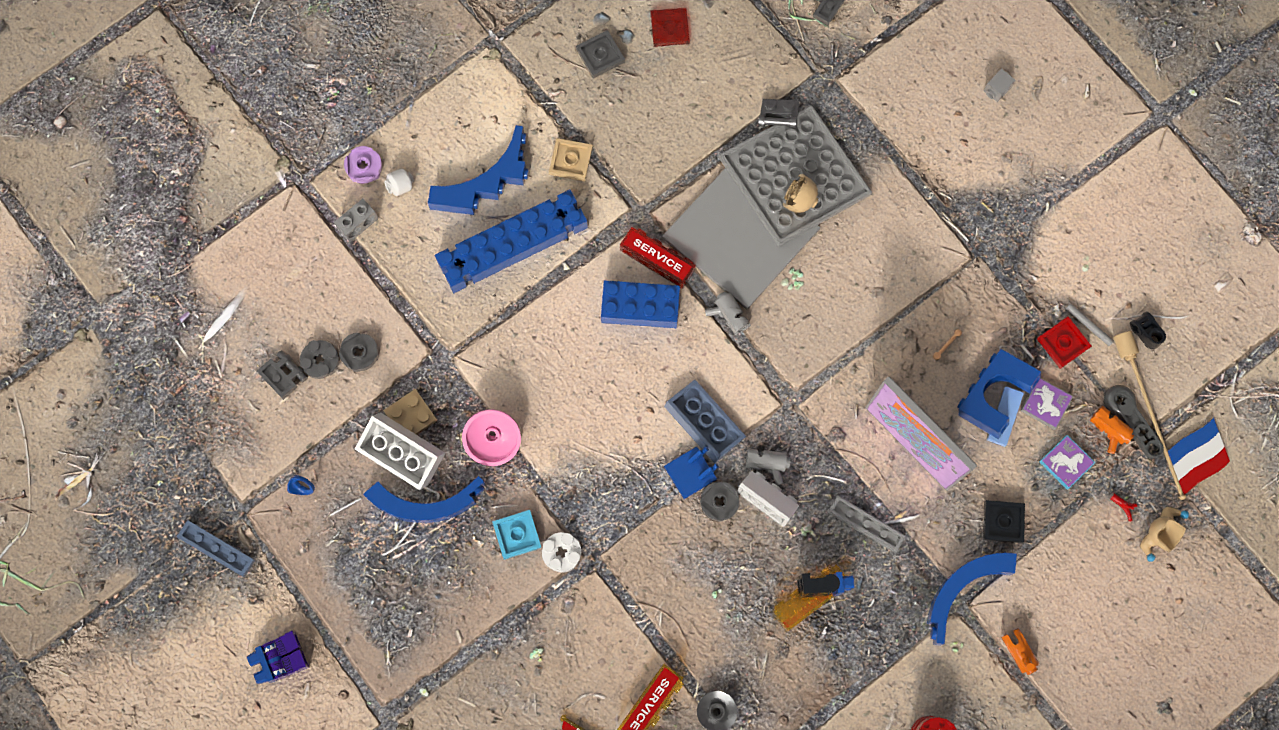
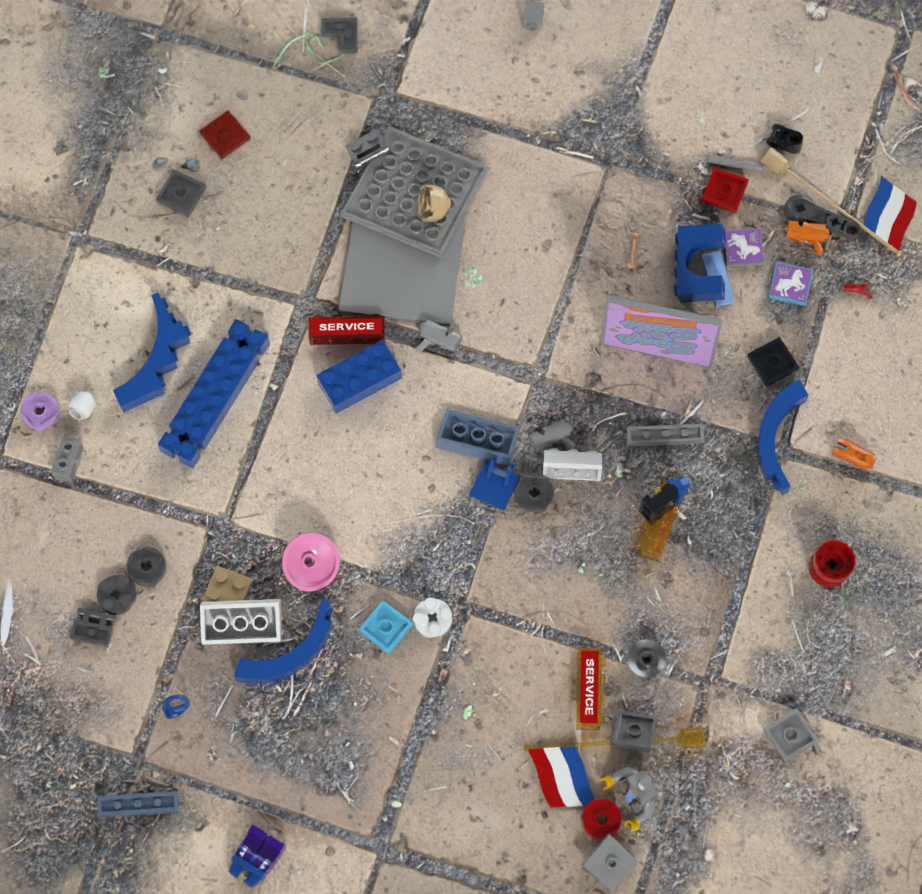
camera: 30 degrees left, 5 degrees down
(570, 159) = (217, 295): tan plate -> none
(1164, 532) = (903, 289): tan piece -> none

